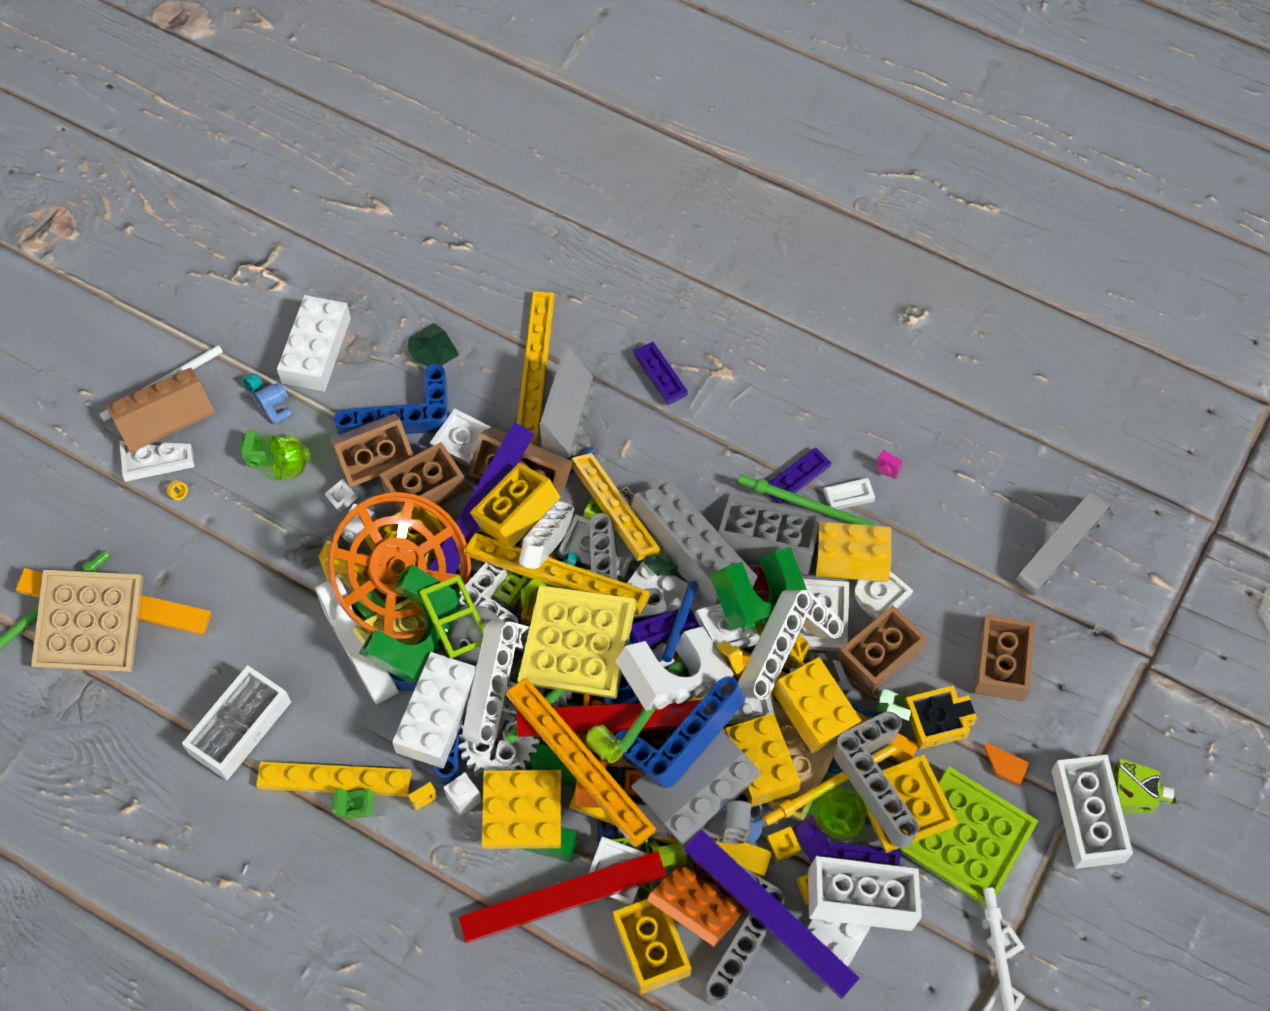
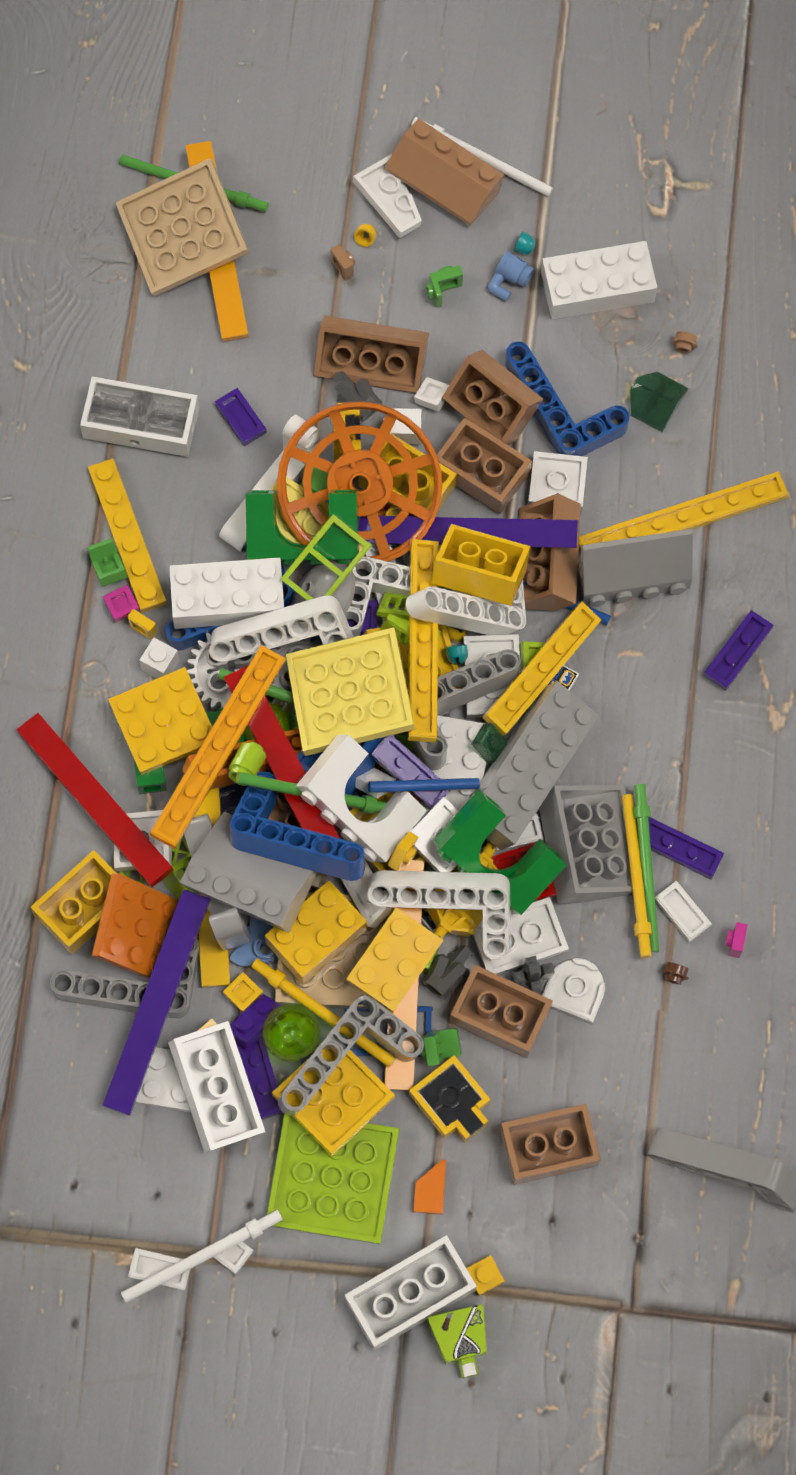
camera: 65 degrees right, 10 degrees up
(190, 515) = (342, 261): none -> medium nougat plate
(278, 647) = (240, 417): none -> dark purple tile
(281, 524) = (371, 351): none -> medium nougat slope
(289, 456) = (451, 321): clear neon green cylinder -> none
(394, 807) = (120, 603): none -> dark pink plate
(396, 308) = (684, 342): none -> medium nougat plate
(800, 509) = (642, 927): none -> yellow bar
(853, 551) = (605, 938): yellow brick -> none
(860, 615) = (533, 975): none -> dark grey rock
(897, 517) = (675, 973): none -> reddish brown plate
(1089, 748) = (485, 1275): none -> yellow plate

